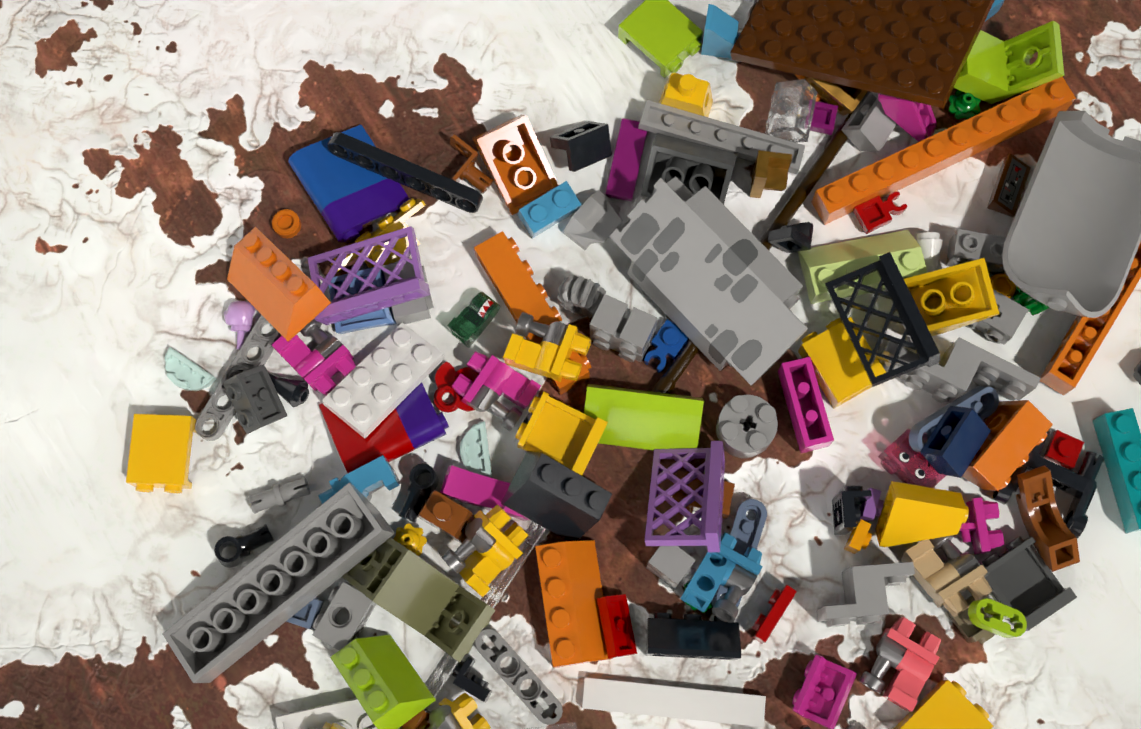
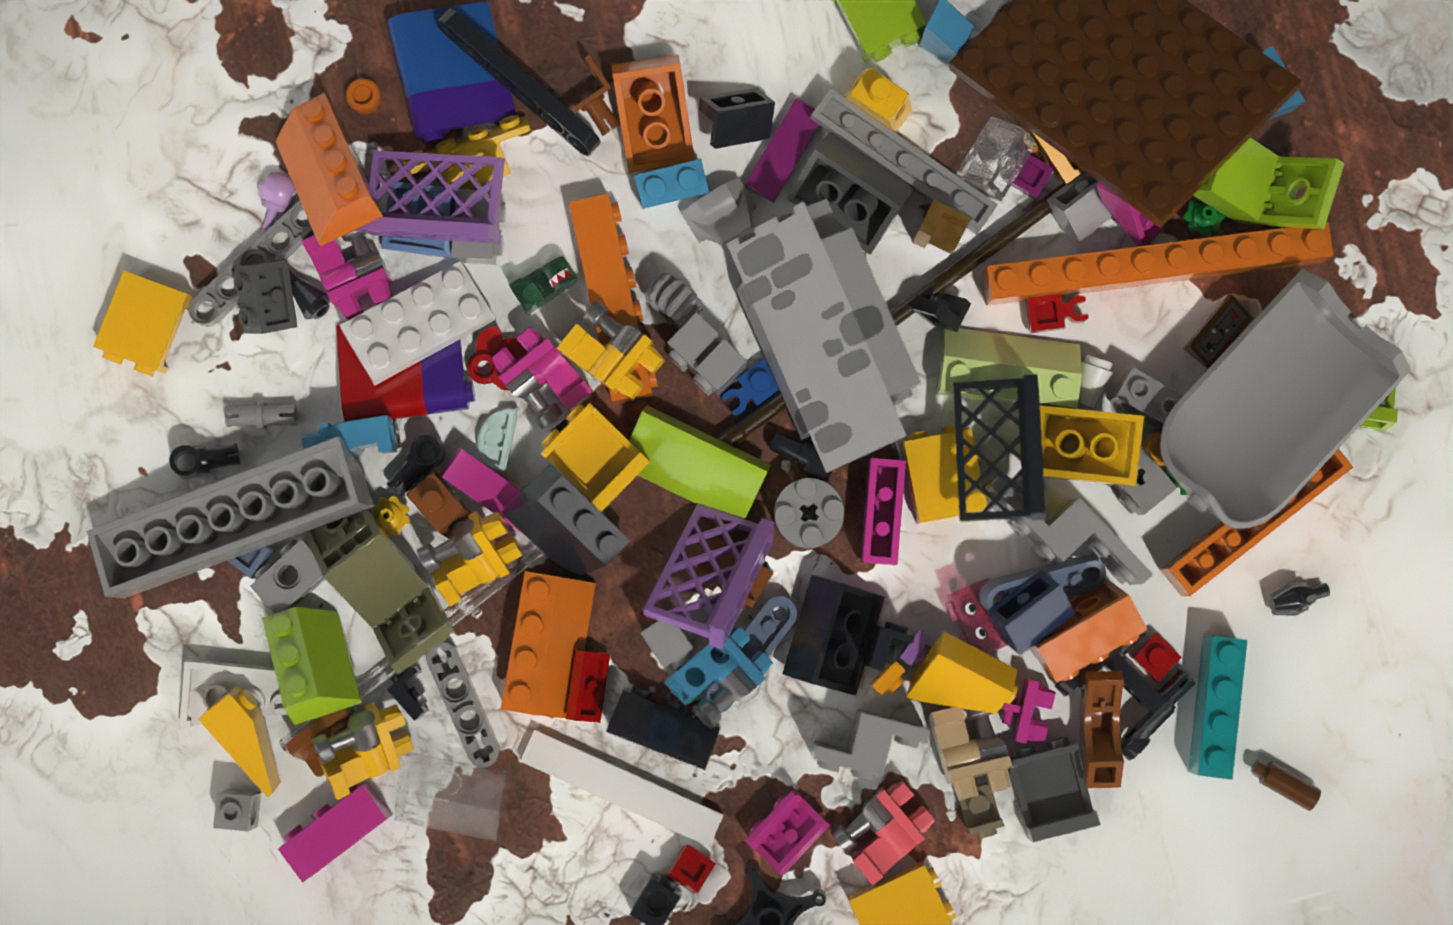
camera: 15 degrees right, 10 degrees up
(186, 373) = (196, 237): light aqua tile -> none
(729, 382) = (803, 453): none -> black pin
(766, 623) = (751, 738): red plate -> none
(801, 517) = (833, 635): none -> black slope
(999, 612) = (1006, 813): lime beam -> none

